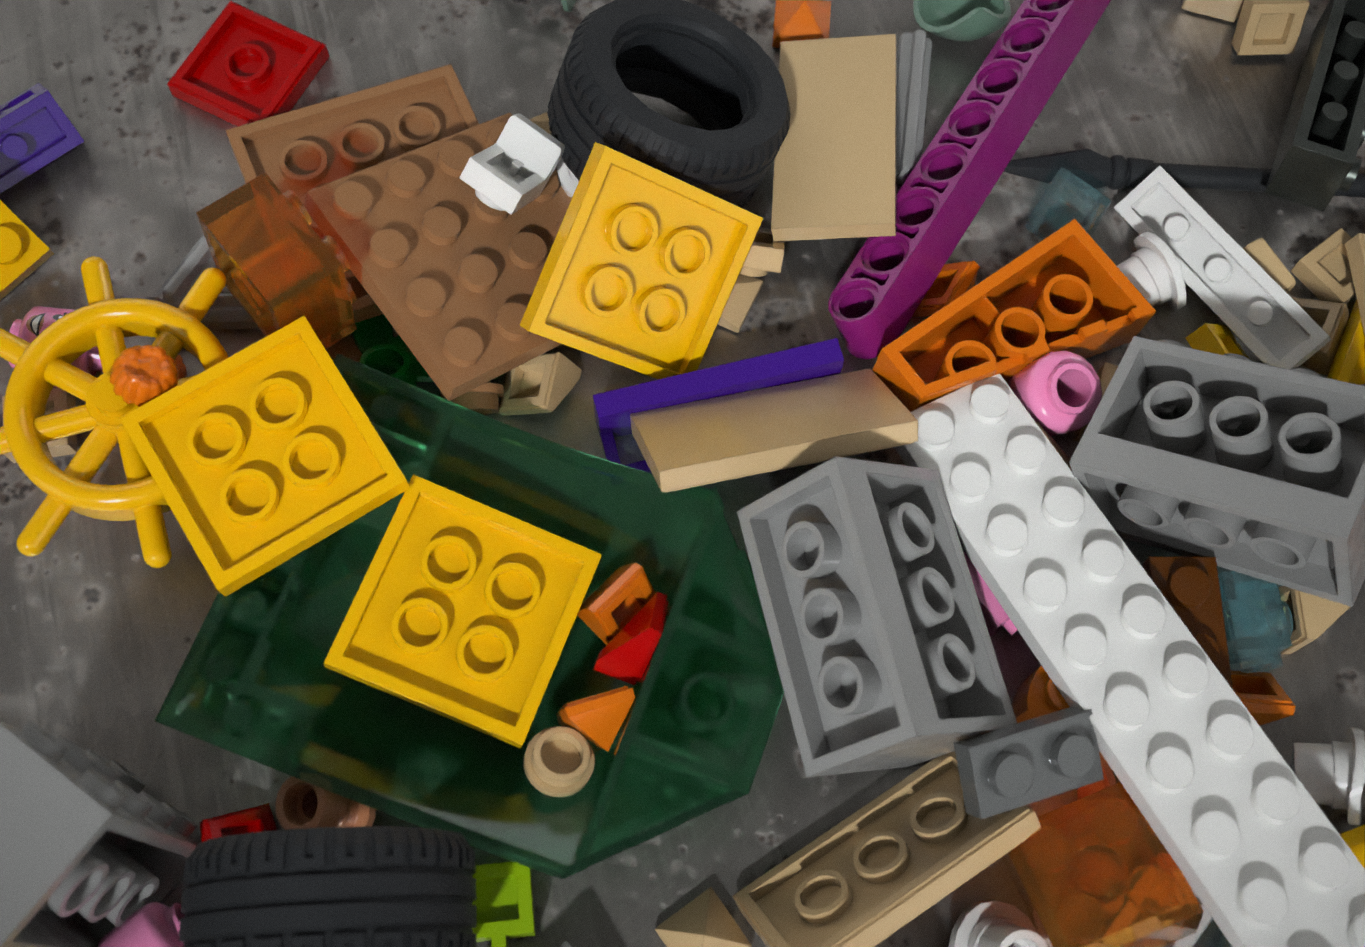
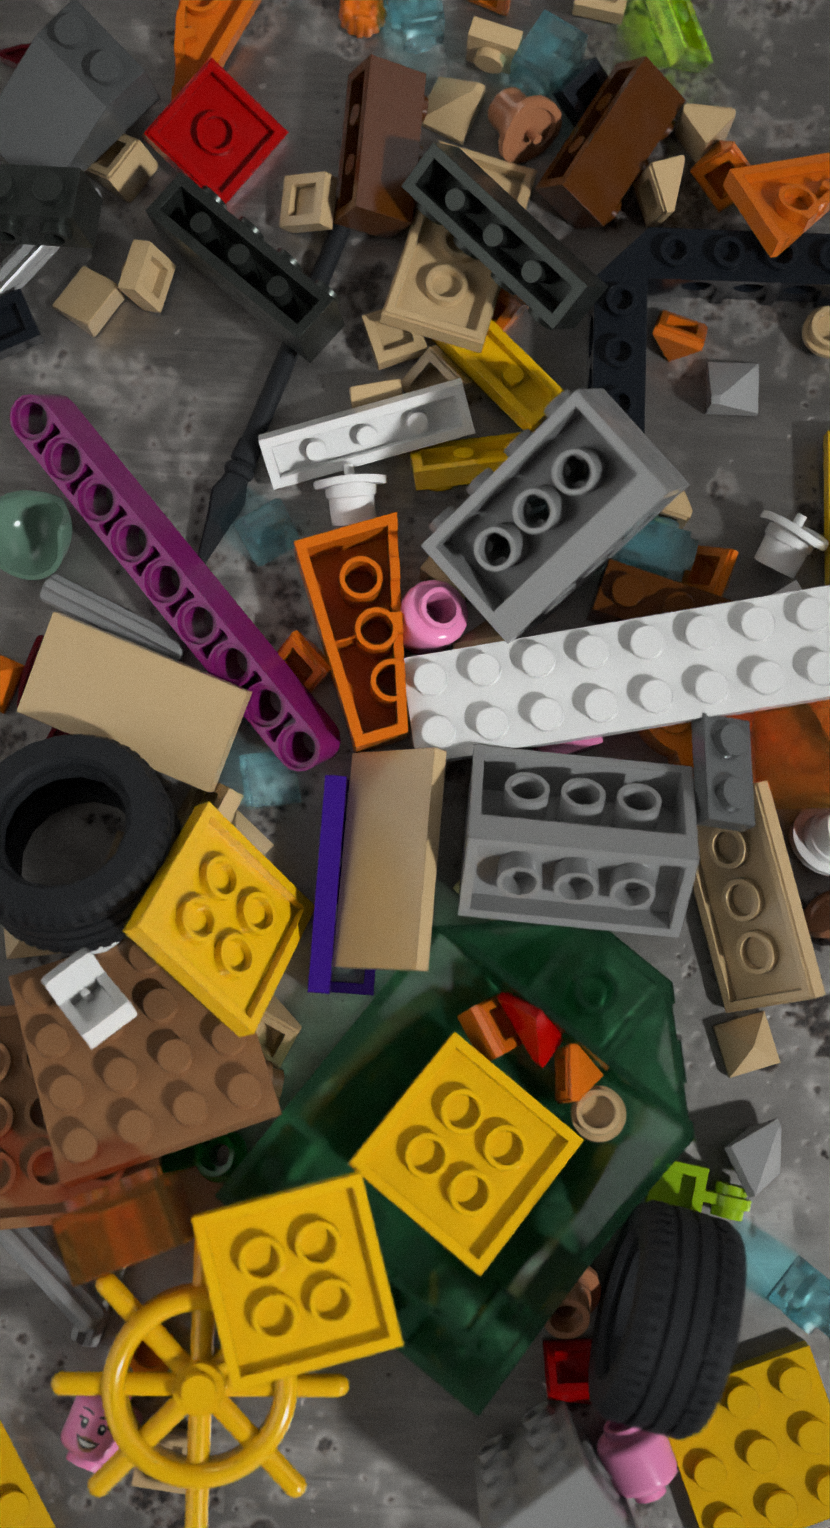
camera: 75 degrees left, 15 degrees up
(143, 374) = (194, 1363): orange piece -> none
(802, 297) = (268, 781): none -> clear light blue slope

